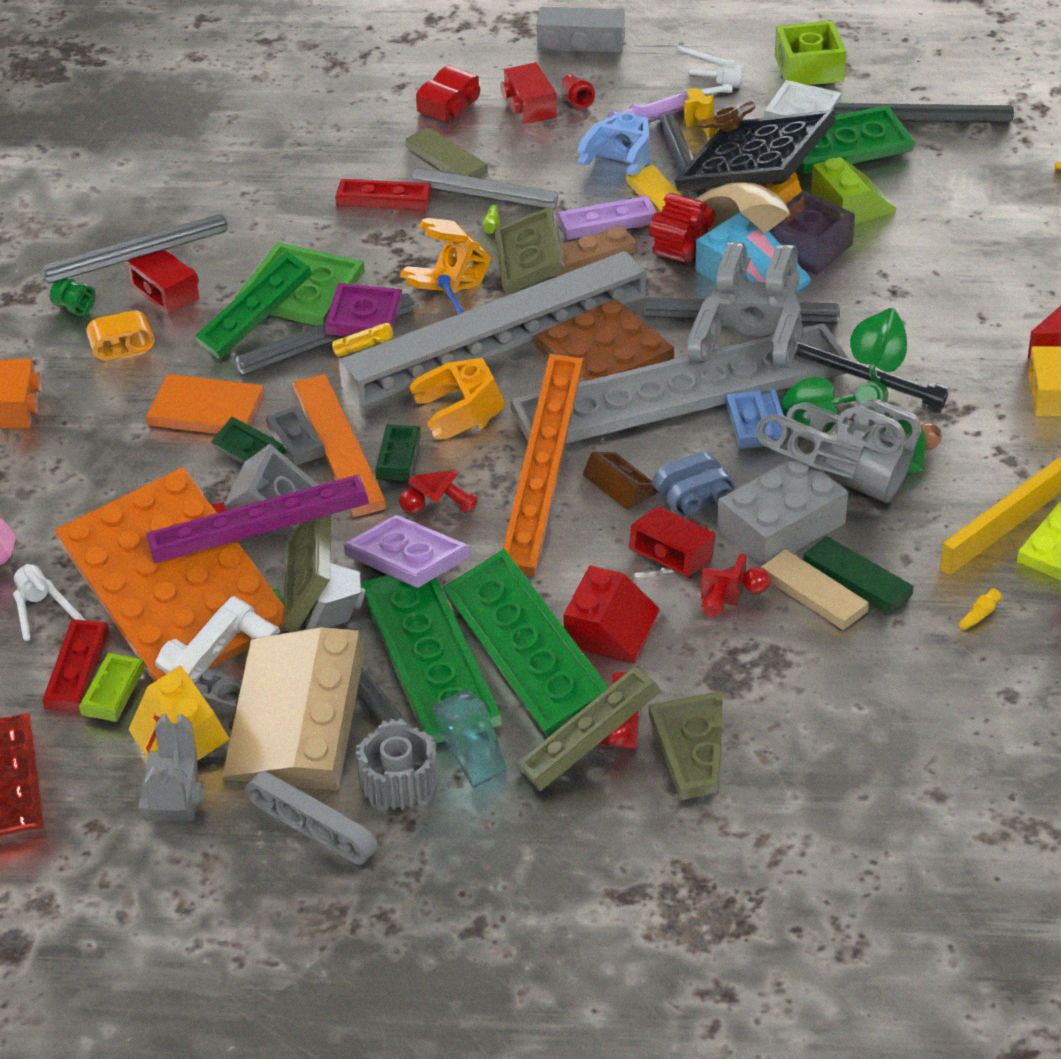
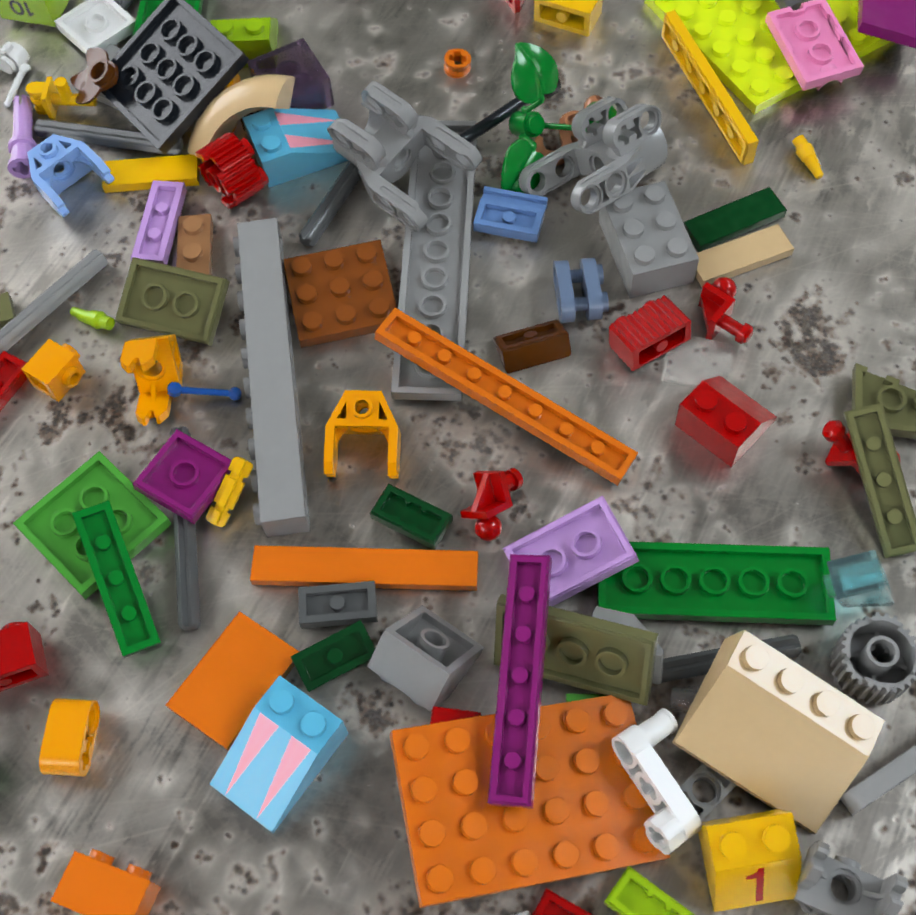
camera: 65 degrees left, 20 degrees up
(158, 442) = (278, 753): none -> medium azure slope
(424, 205) = (54, 369): none -> light orange brick
(525, 641) = (738, 493): green plate -> none
(920, 334) = (454, 70): none -> orange bush

